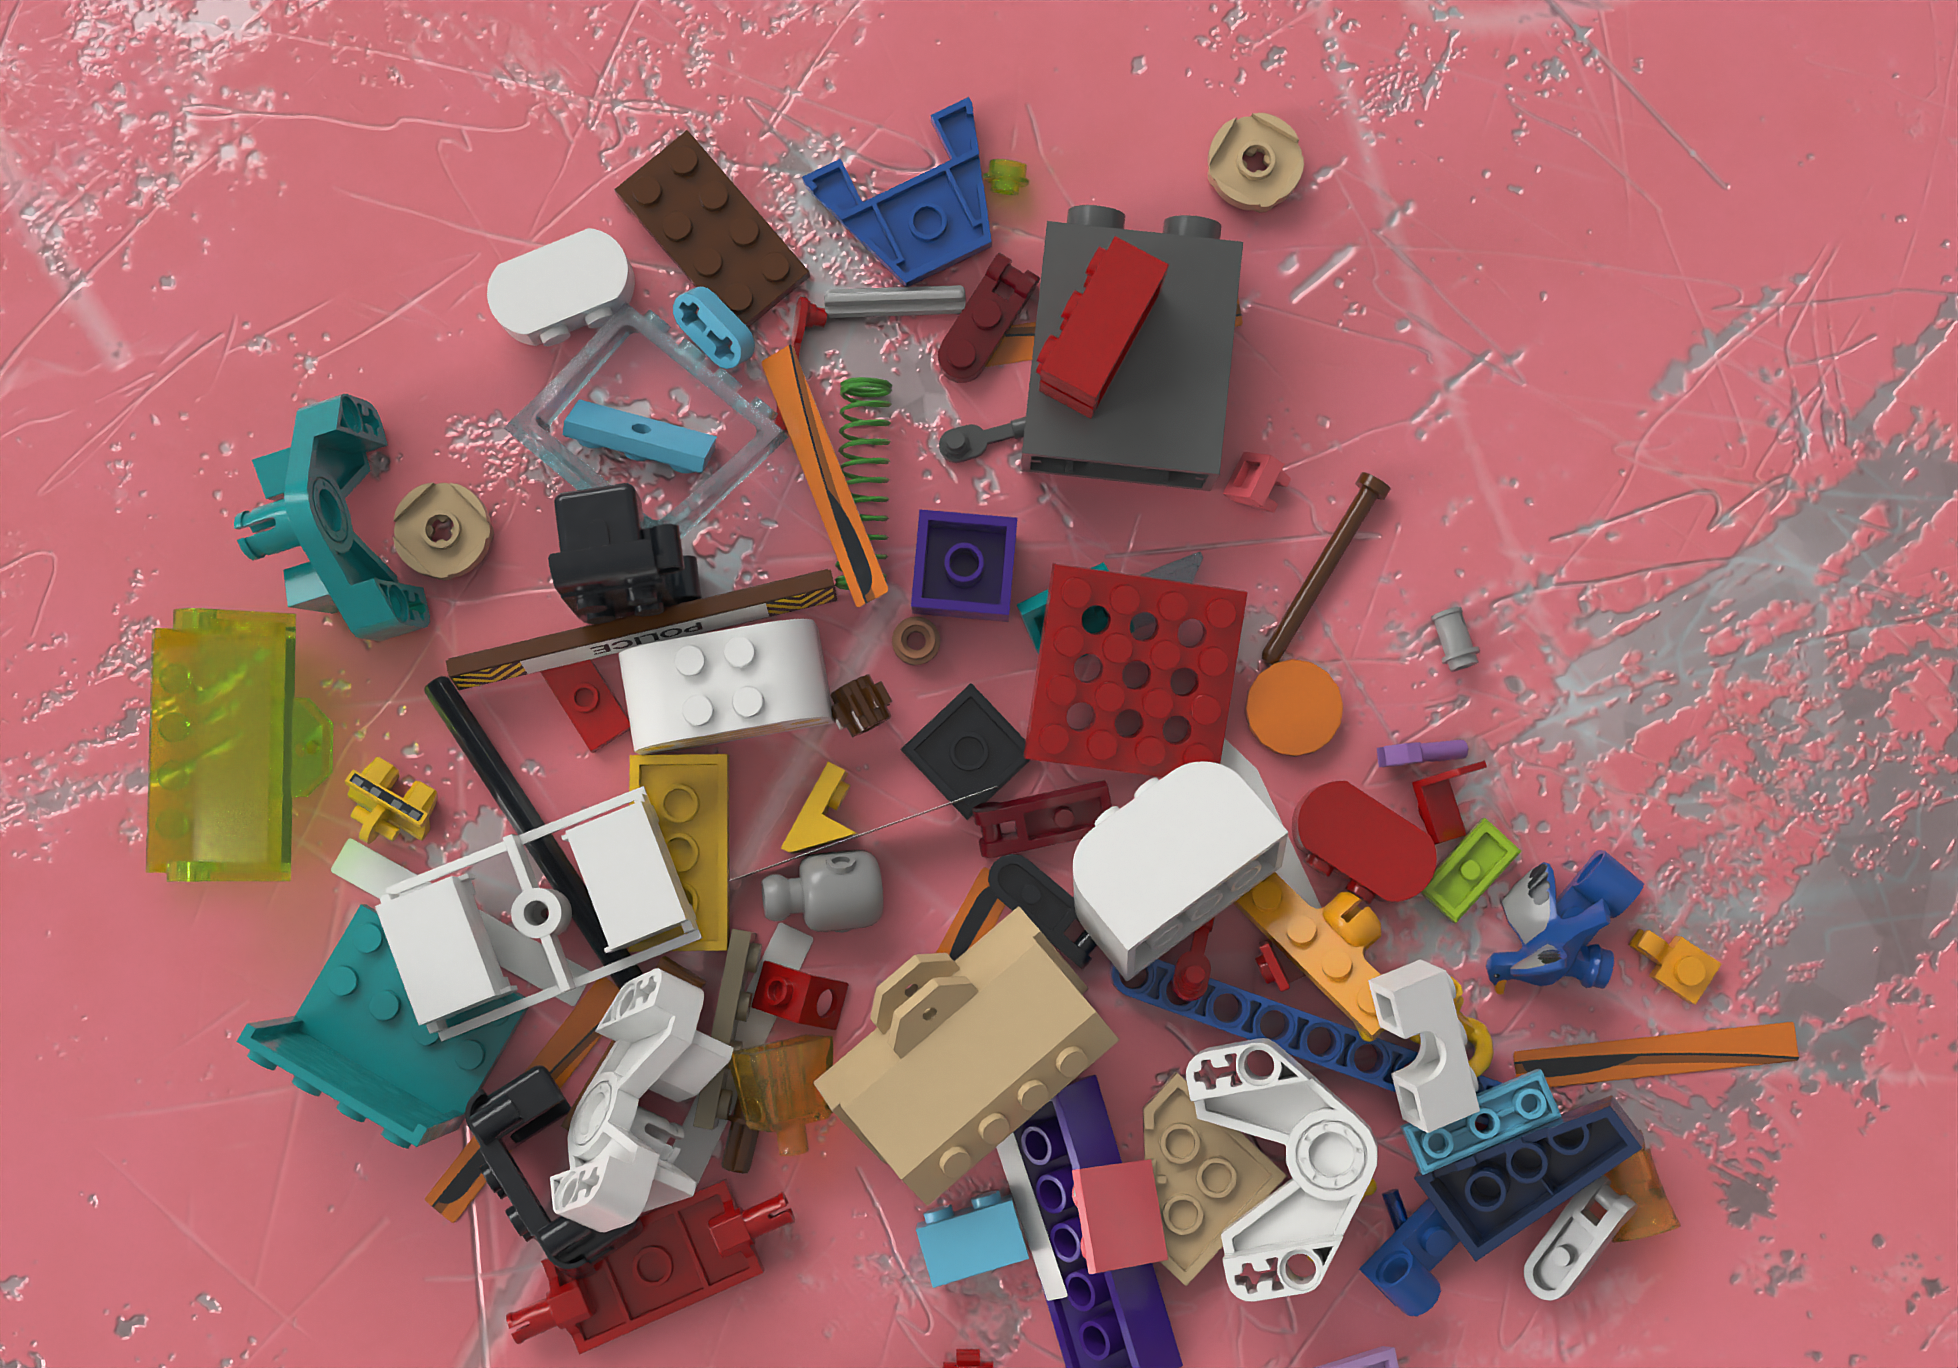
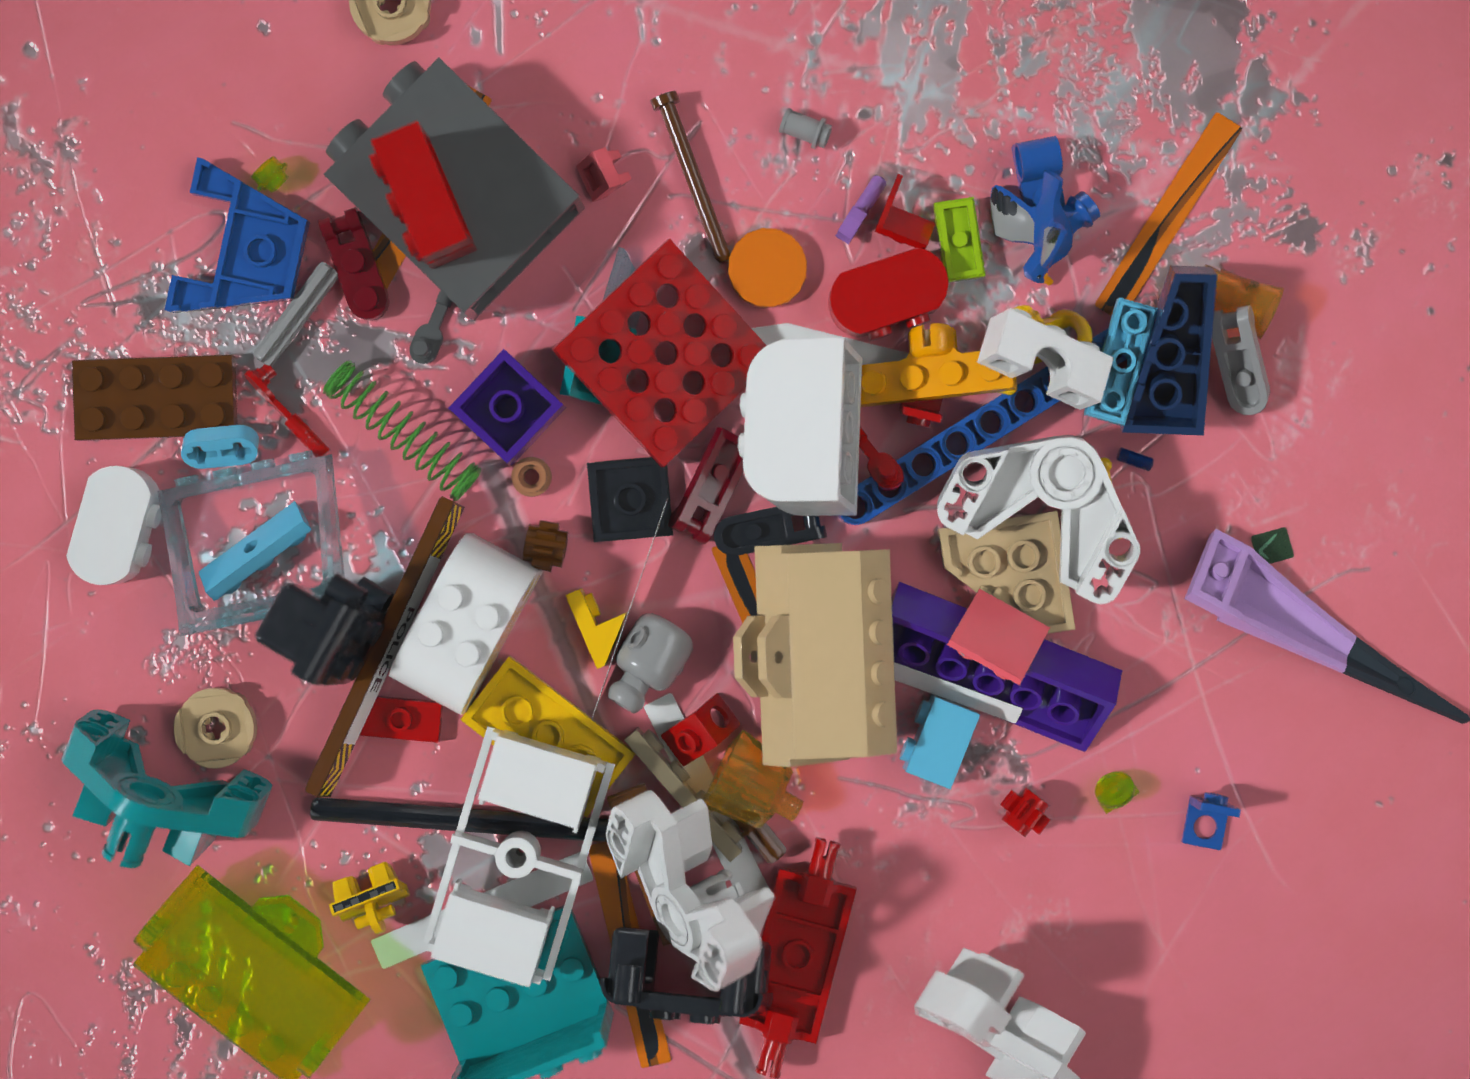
camera: 55 degrees left, 5 degrees up
(824, 476) = (376, 451): orange sticker -> none
(1405, 1261) = (1168, 477): blue plate -> none
(1678, 966) = (1124, 155): light orange plate -> none

